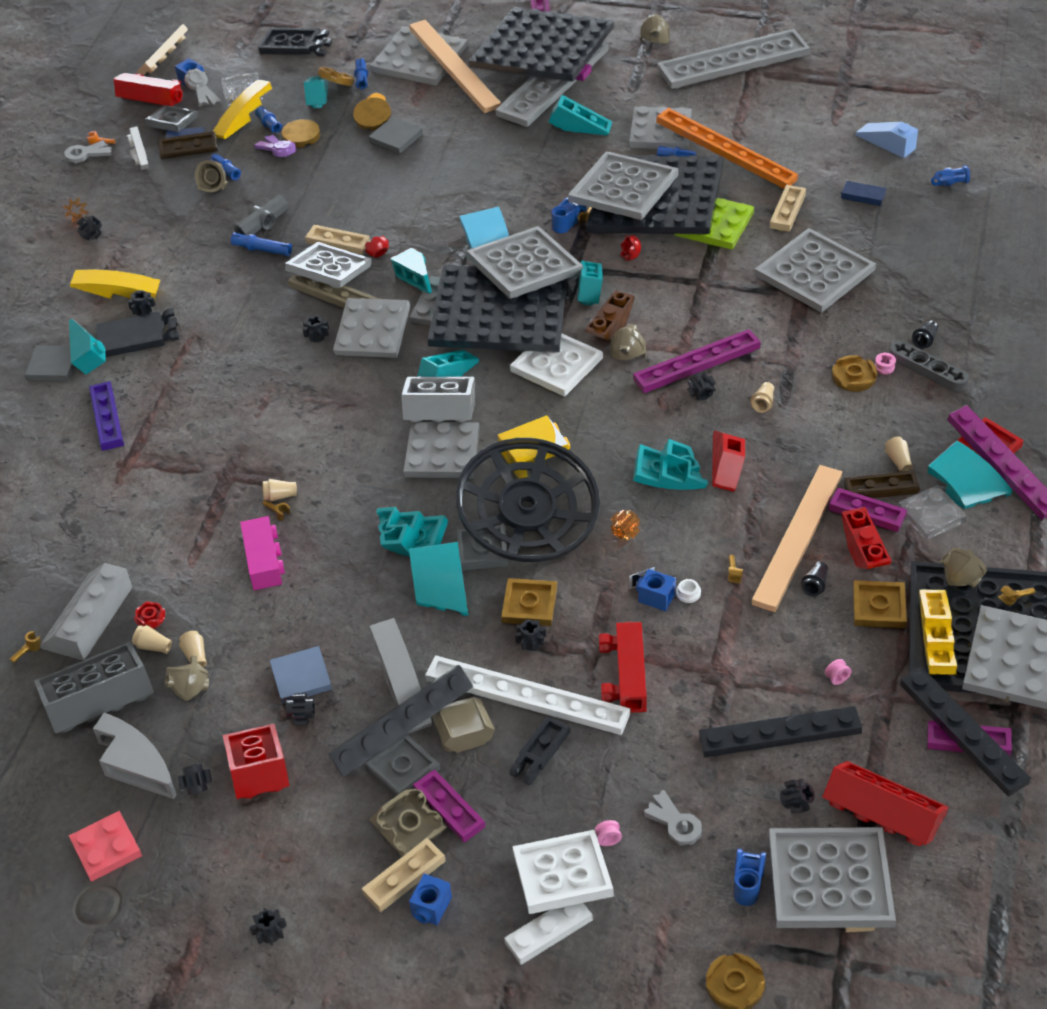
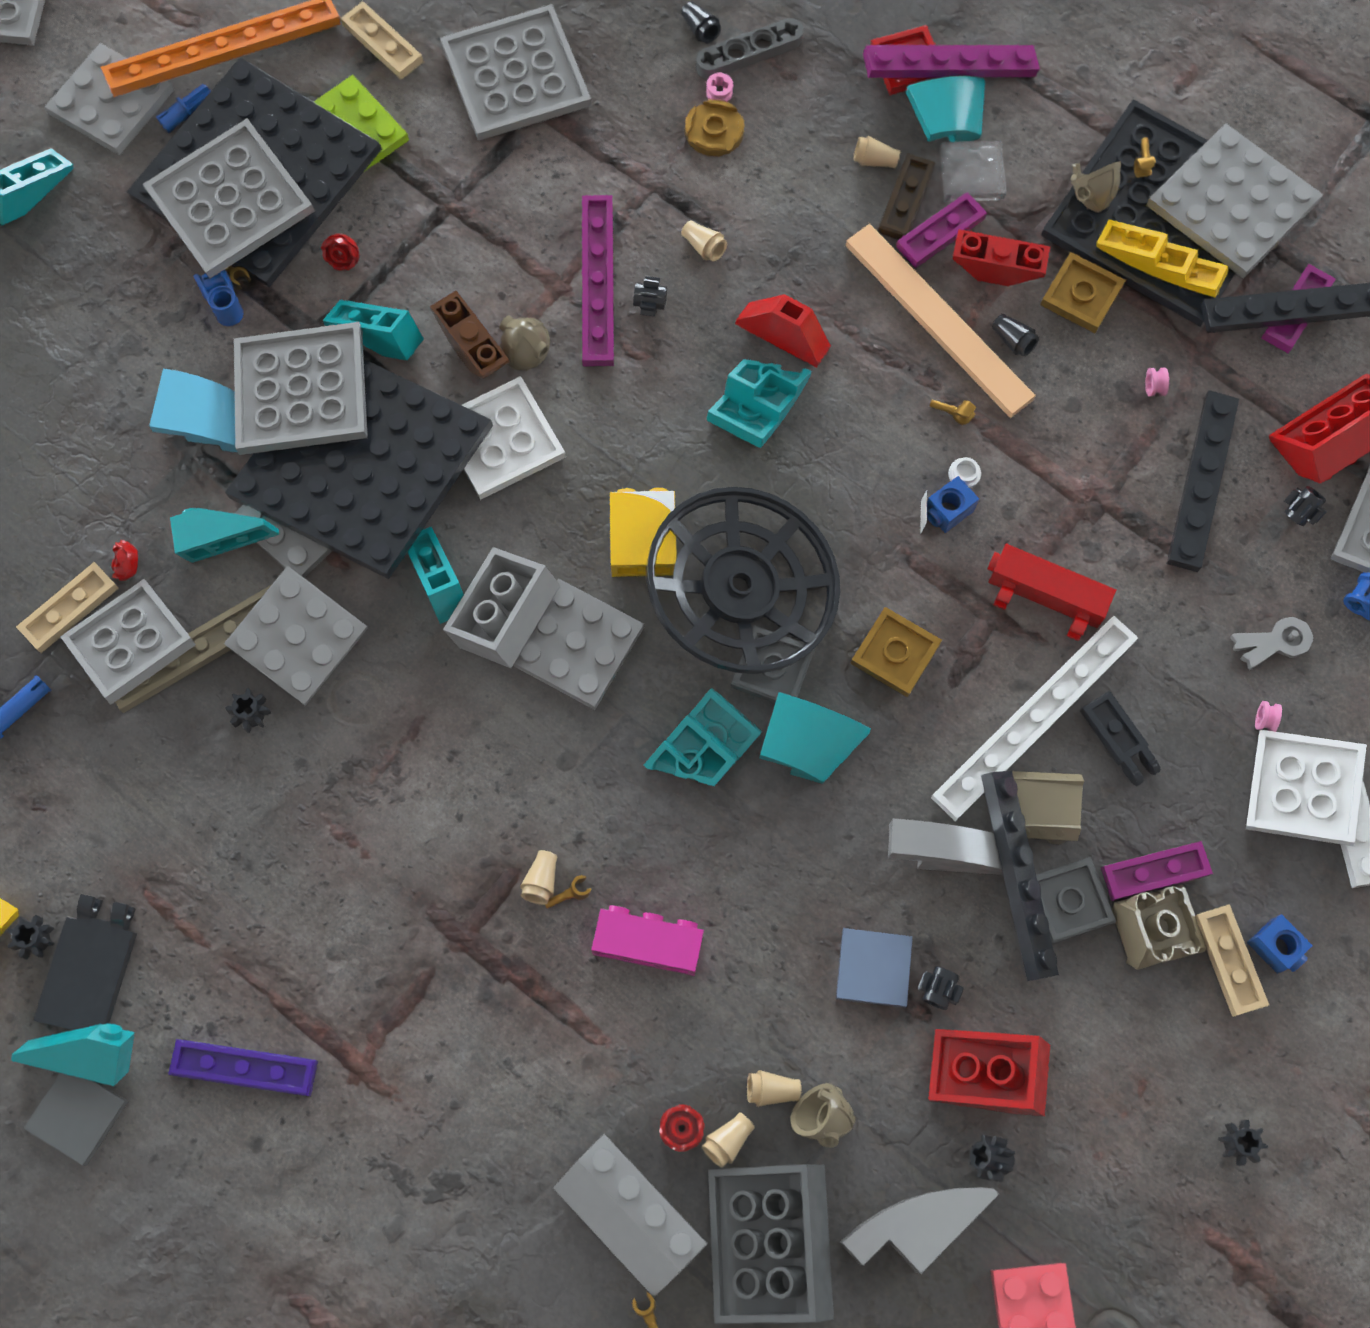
camera: 70 degrees left, 25 degrees up
(530, 635) = (959, 670): black gear -> none
(625, 524) = (834, 490): clear orange gear -> none

